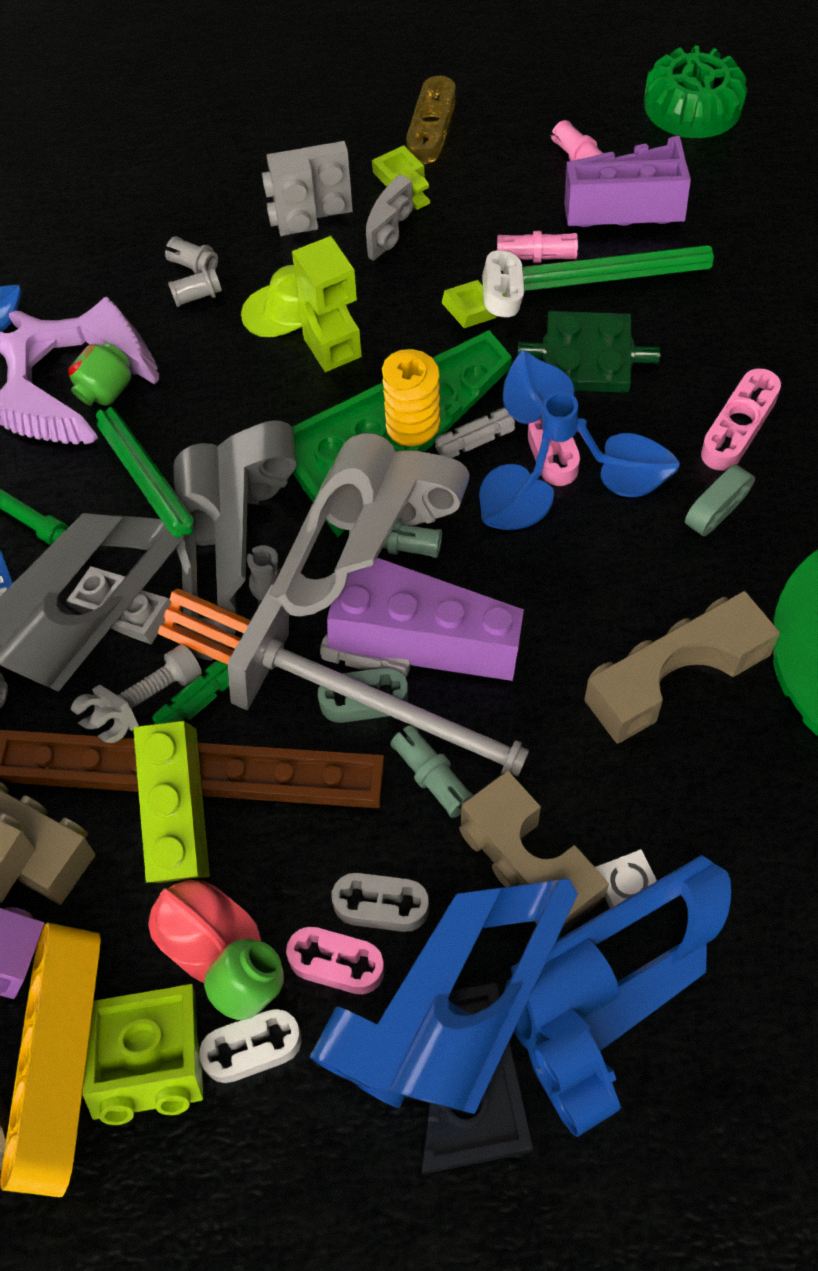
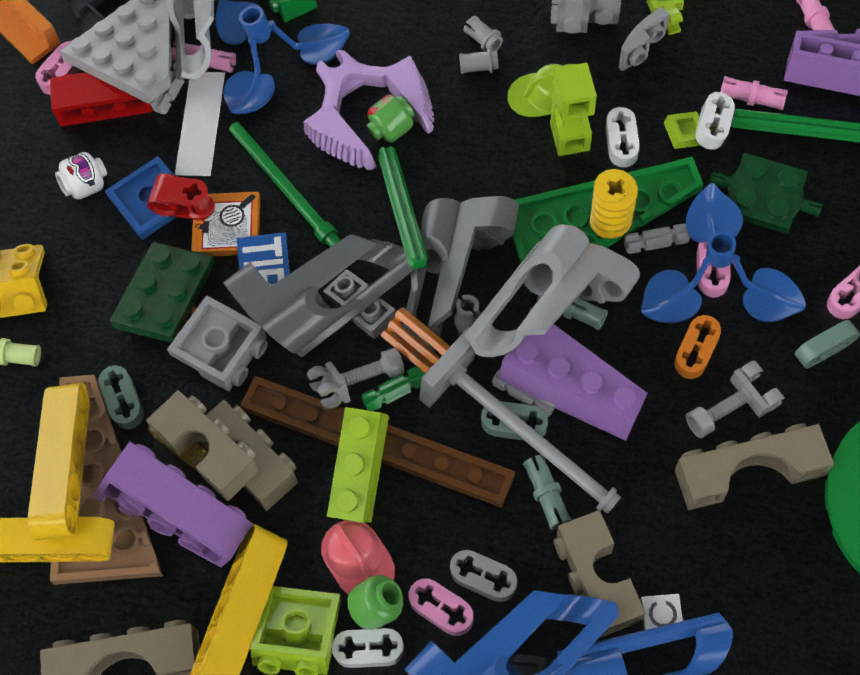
camera: 20 degrees right, 5 degrees up
(404, 327) = (628, 136): none -> white beam
(573, 546) = (691, 344): none -> orange beam
(601, 630) = (702, 420): none -> light grey bar

